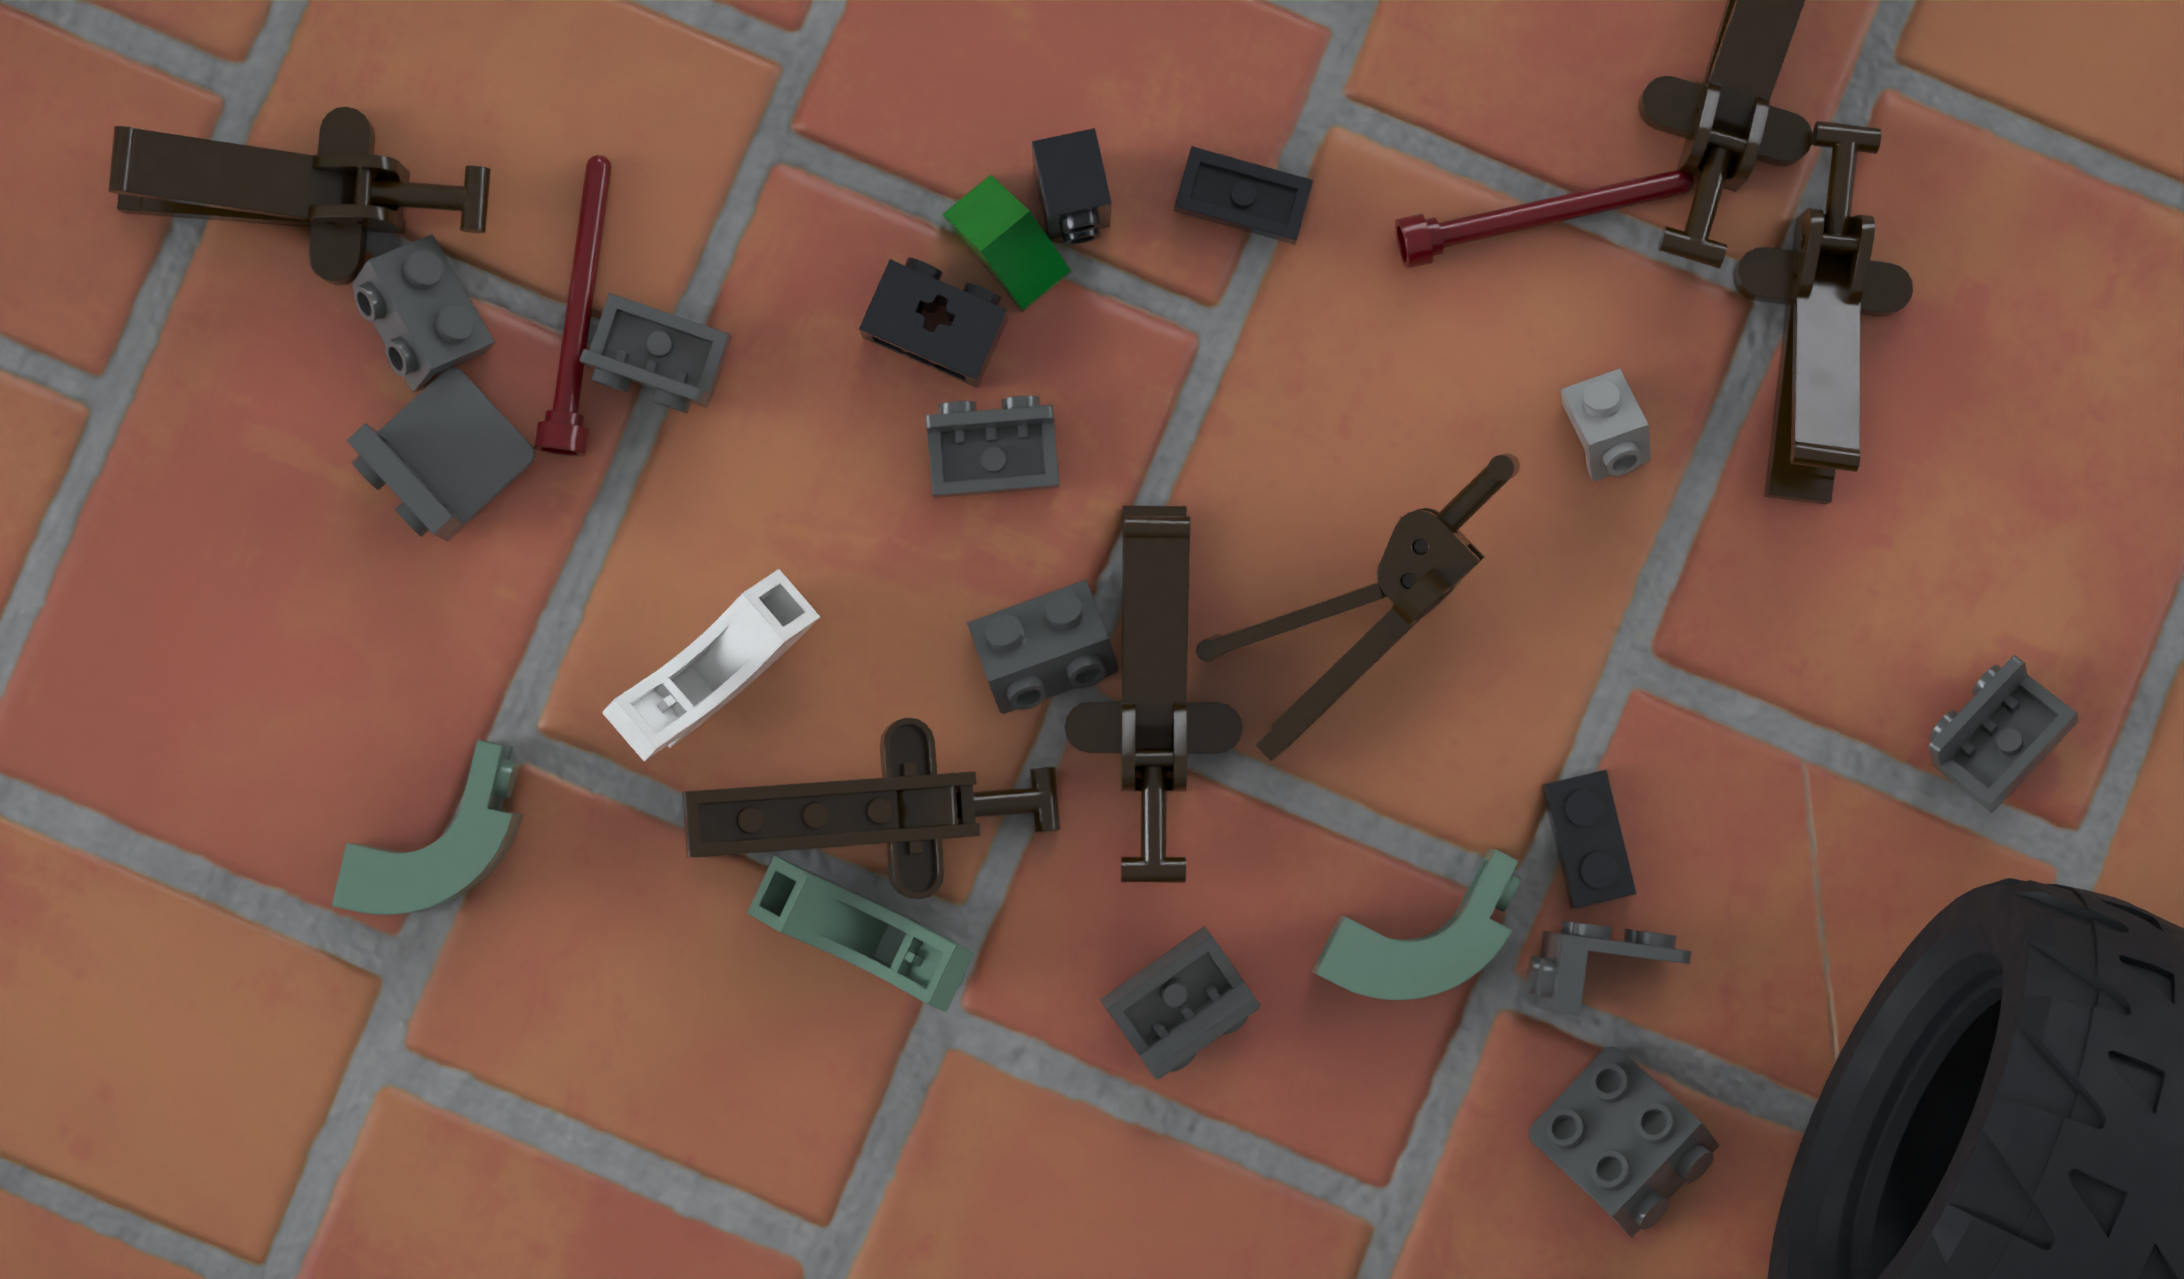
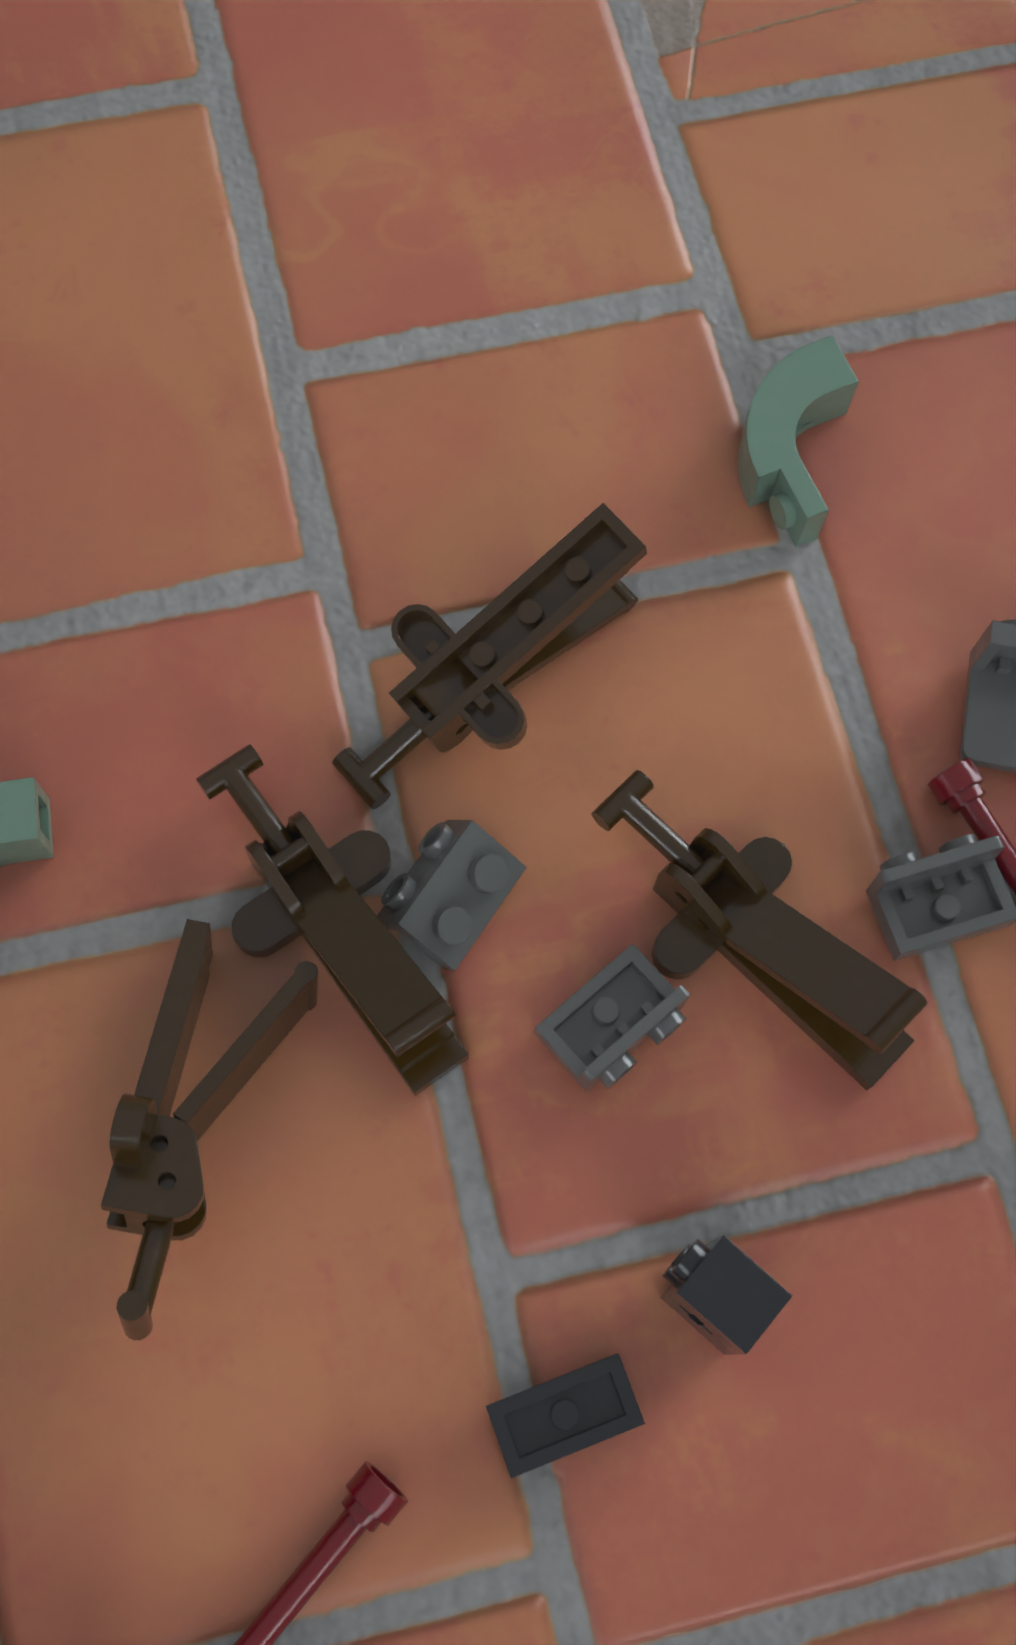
camera: 145 degrees right, 15 degrees down
(713, 667) = (700, 678): white arch -> none
(831, 469) = (730, 908): none -> dark brown piece
(861, 932) = (447, 576): sand green arch -> none
(897, 322) = (772, 1065): black brick -> none
(1007, 242) = (742, 1206): green slope -> none
(1181, 1003) = (134, 692): dark grey bracket -> none
(1608, 424) = (76, 1452): light grey bracket -> none

